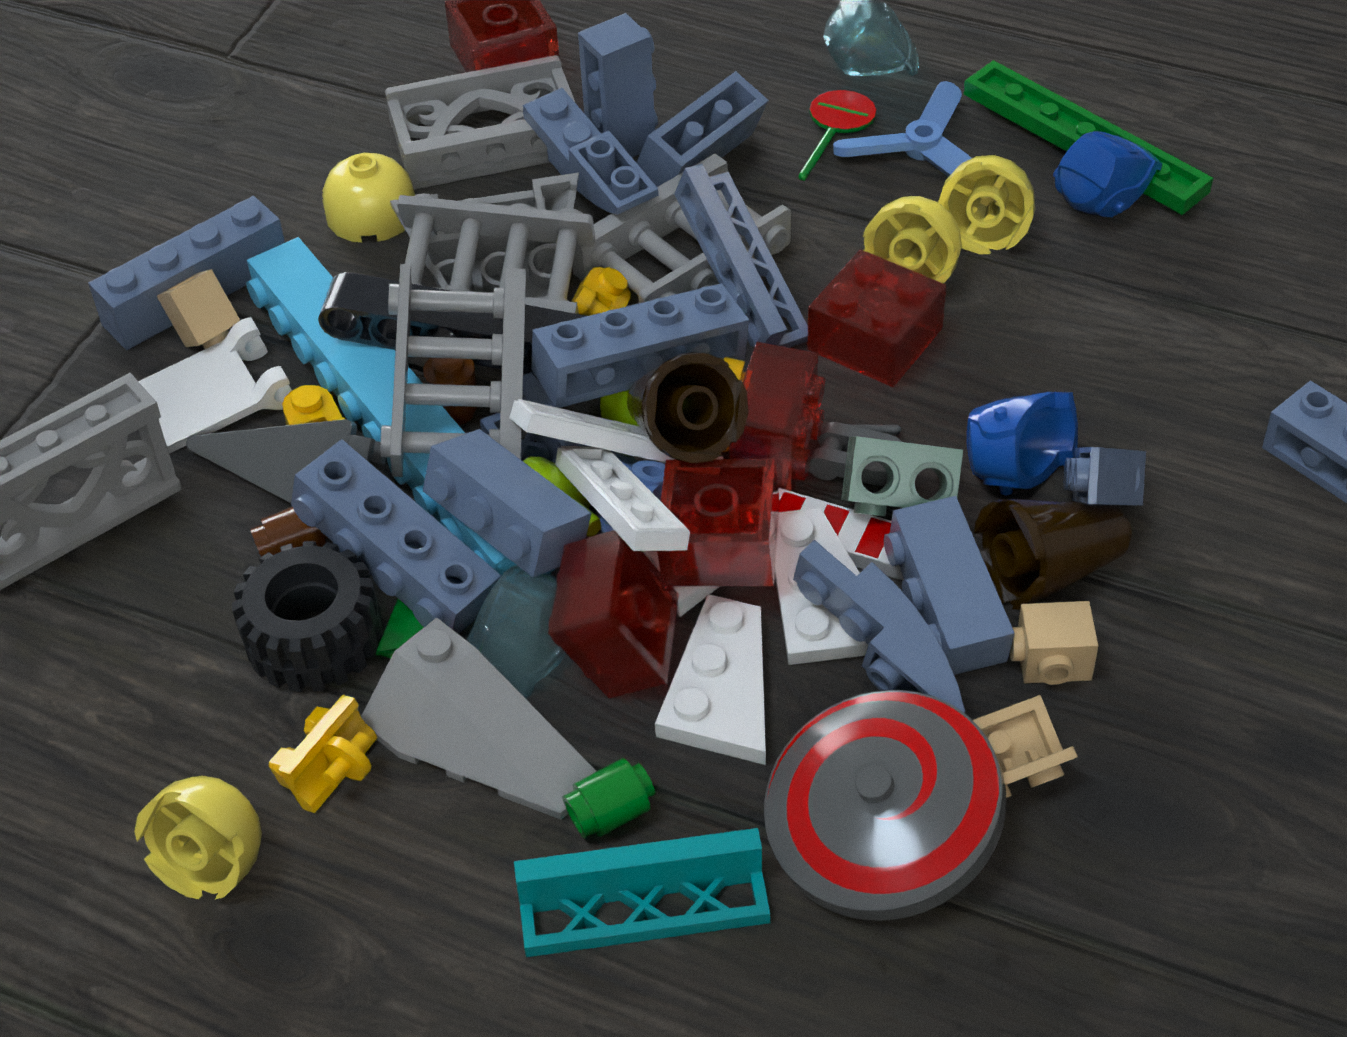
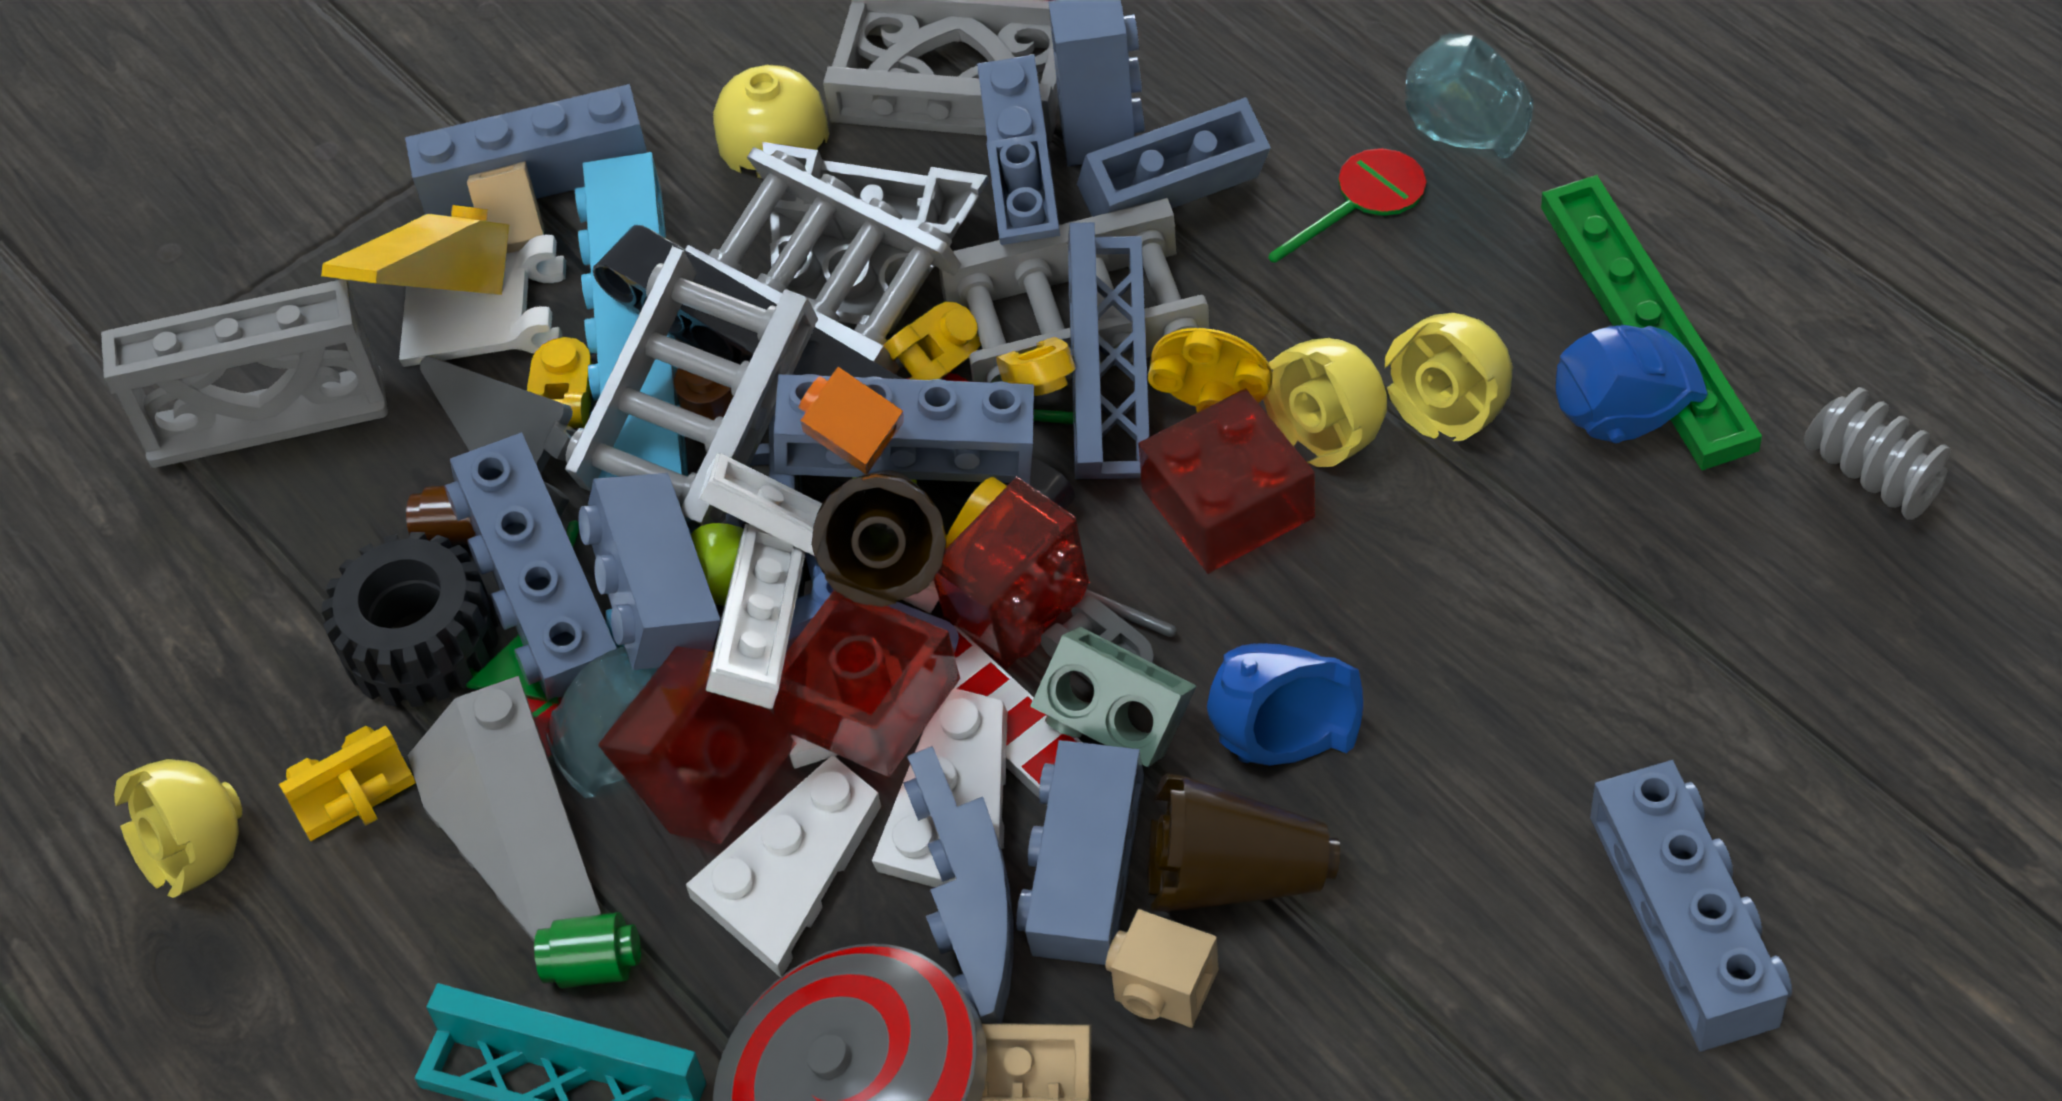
camera: 30 degrees right, 5 degrees up
(176, 350) = (432, 253): none -> yellow wedge
(619, 335) = (849, 419): none -> orange brick
(706, 272) = (1043, 366): none -> yellow plate
(821, 246) = (1207, 367): none -> yellow dish
(922, 137) = (1449, 251): medium blue piece -> none
(1106, 476) = (1330, 792): sand blue slope -> none
(1293, 162) = (1879, 452): none -> light grey piece

